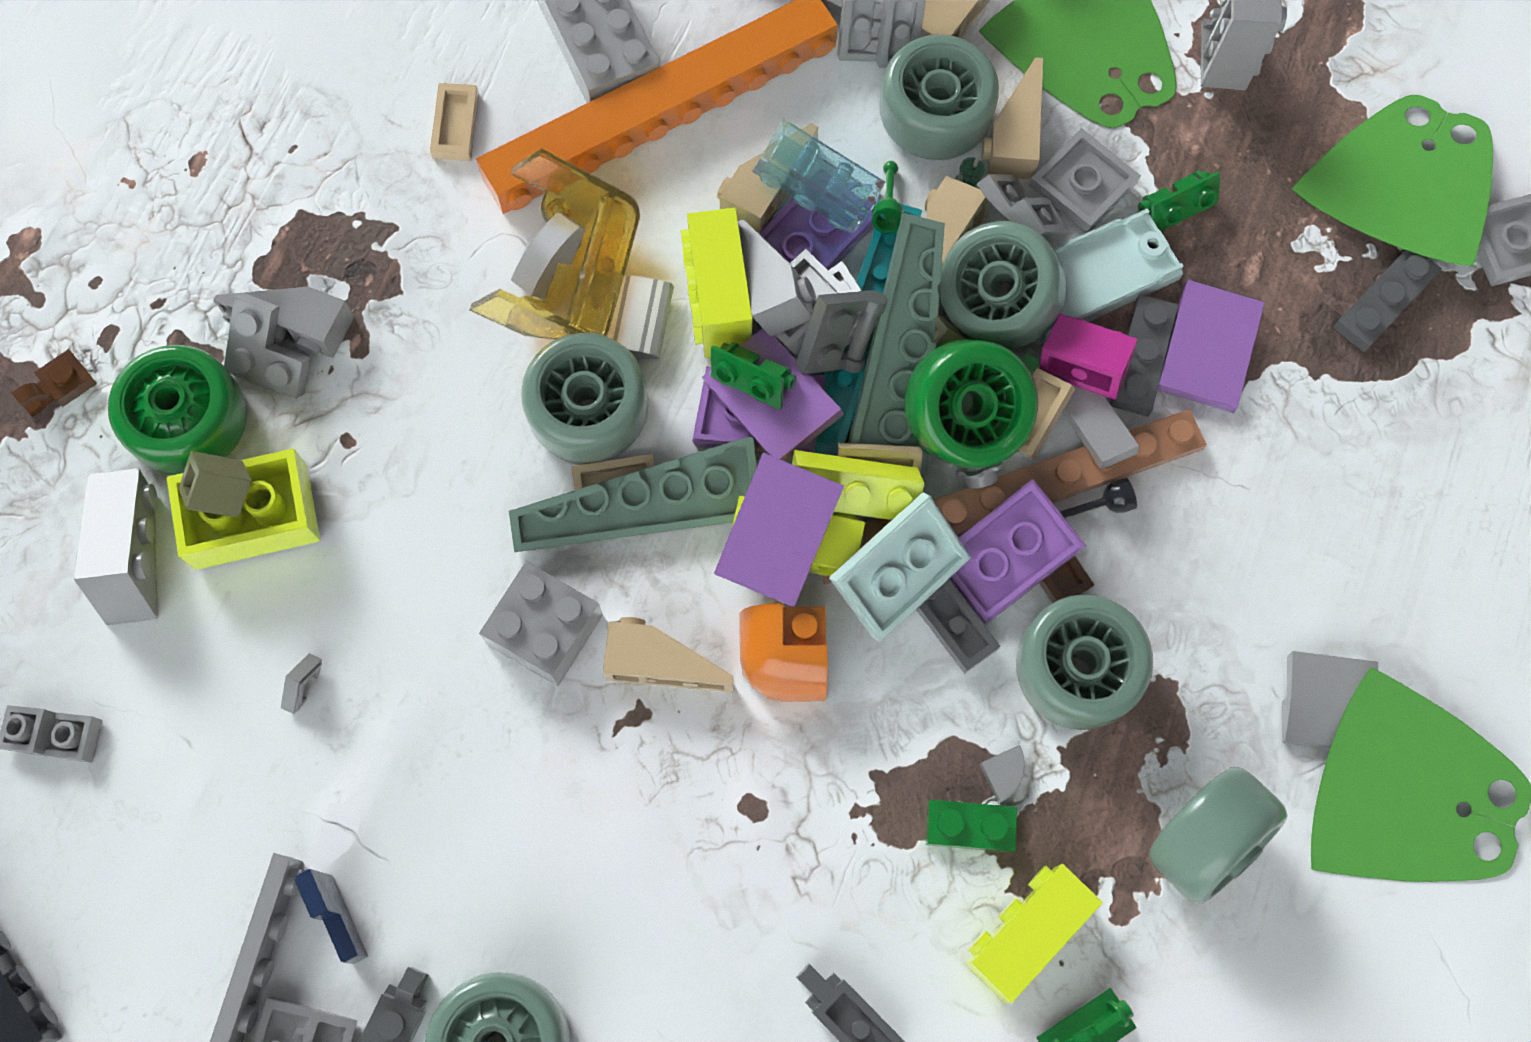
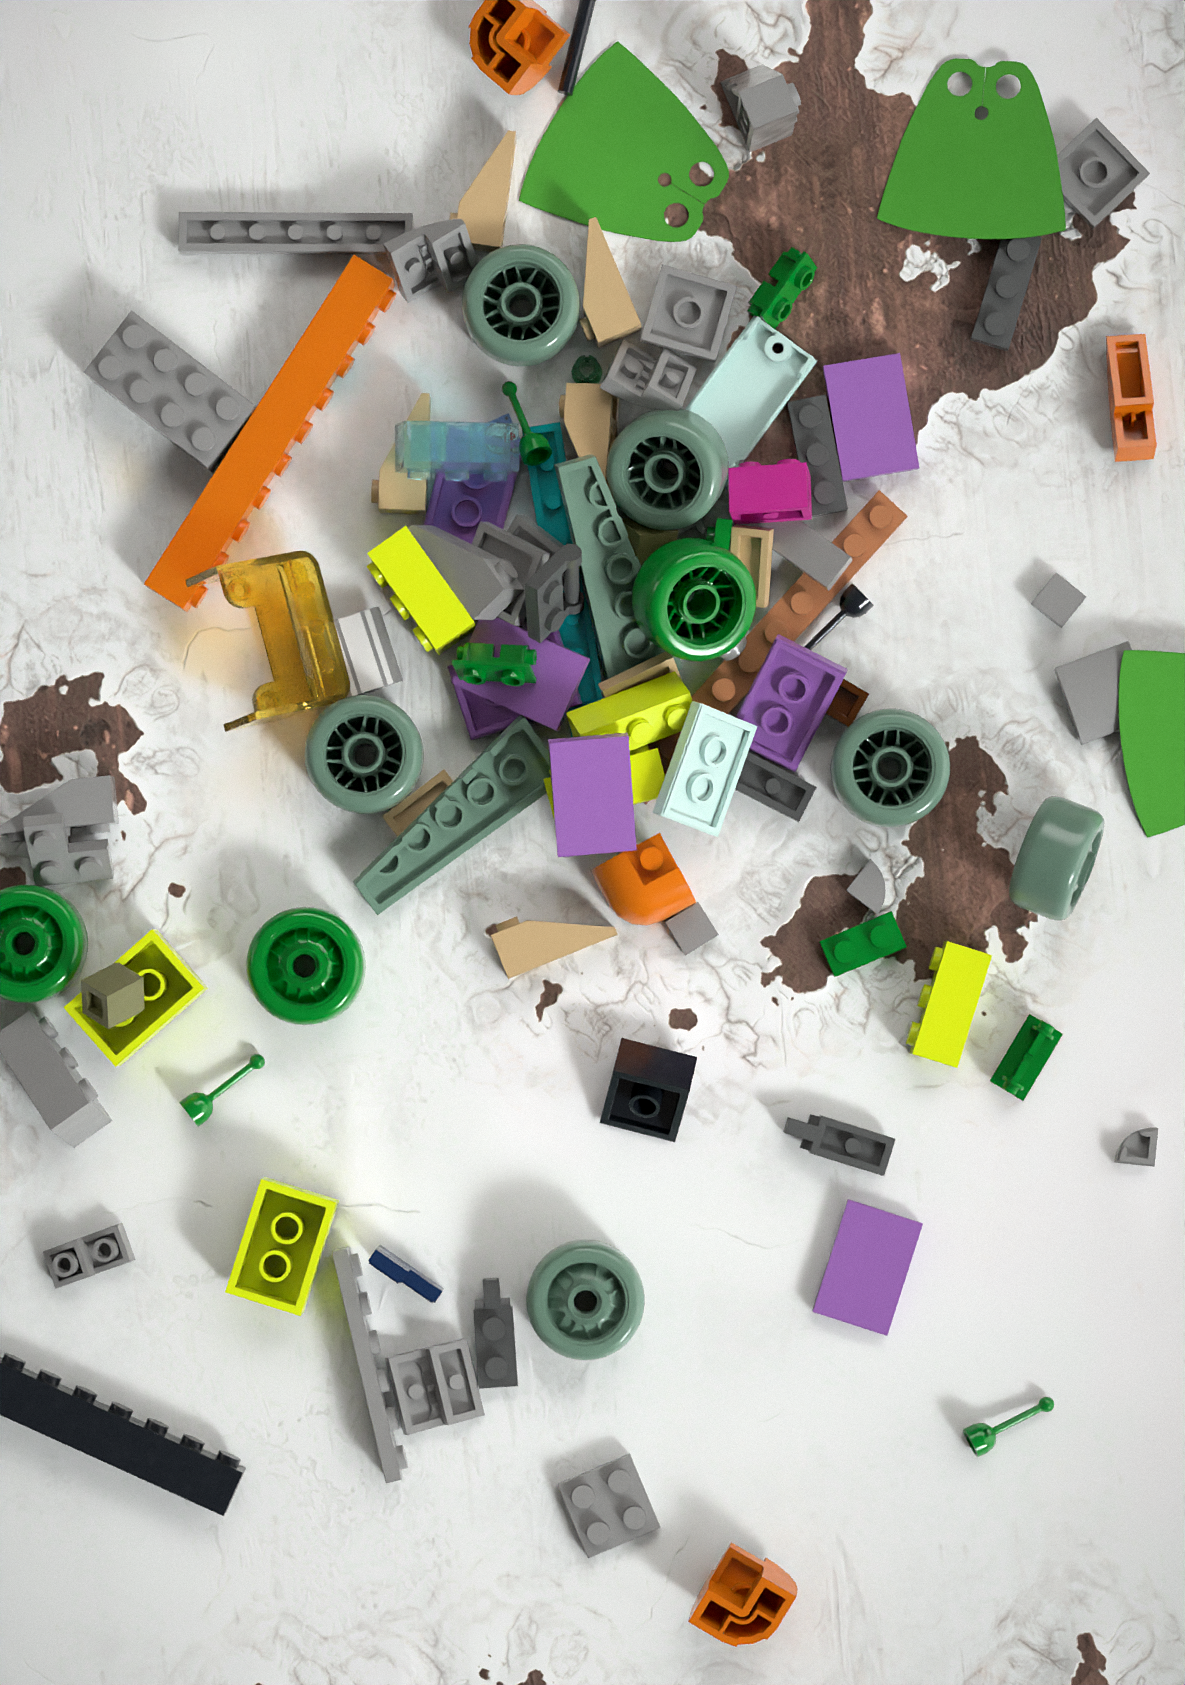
camera: 25 degrees left, 15 degrees up
(229, 822) = (282, 1246): none -> neon yellow brick
(241, 644) = (200, 1105): none -> green hinge
(296, 682) = (265, 1111): light grey tile -> none
(435, 587) = (337, 972): none -> green wheel
(454, 121) = (93, 547): tan tile -> none
(541, 623) = (434, 963): light grey brick -> none
(552, 245) = (256, 632): light grey slope -> none
(681, 858) = (648, 1089): none -> black slope
(808, 722) = (691, 928): none -> light grey tile
(1319, 593) = (1058, 600): none -> light grey tile
(1470, 445) = (1130, 398): none -> orange slope

